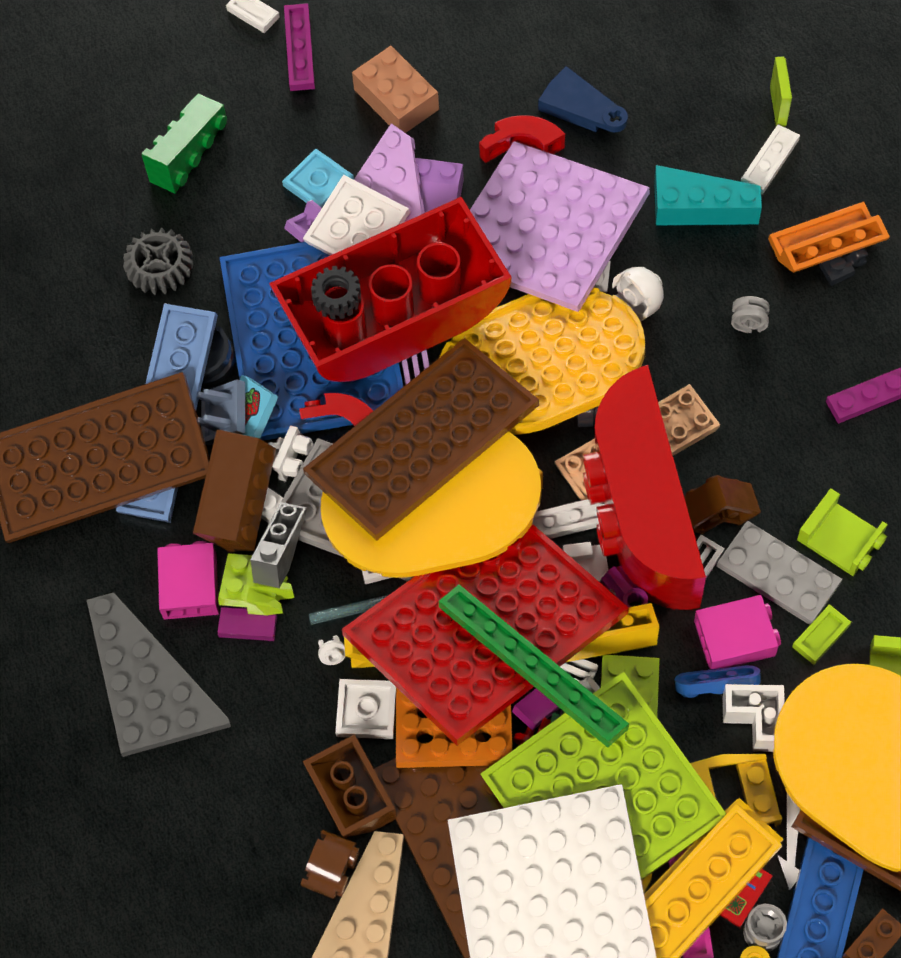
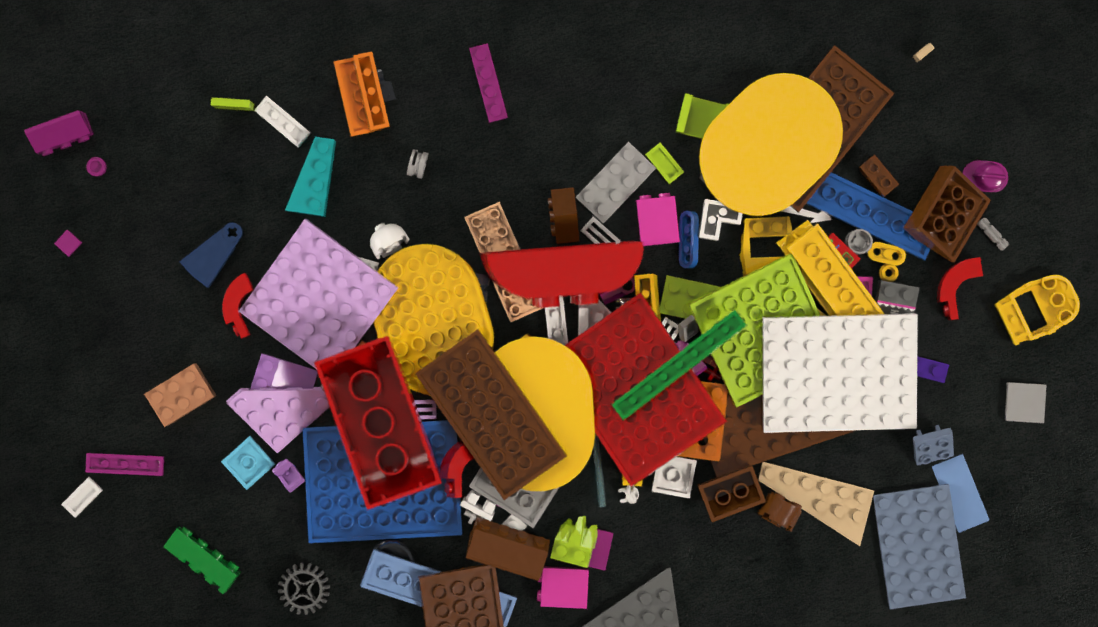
camera: 90 degrees left, 25 degrees up
(222, 410) = (441, 551): sand blue plate -> none
(258, 407) = (443, 533): medium azure tile -> none
(277, 546) = (553, 522): dark grey slope -> none
(331, 279) = (386, 475): black tyre -> none
(353, 216) = (303, 439): white plate -> none
(841, 535) = (595, 134): lime panel -> none

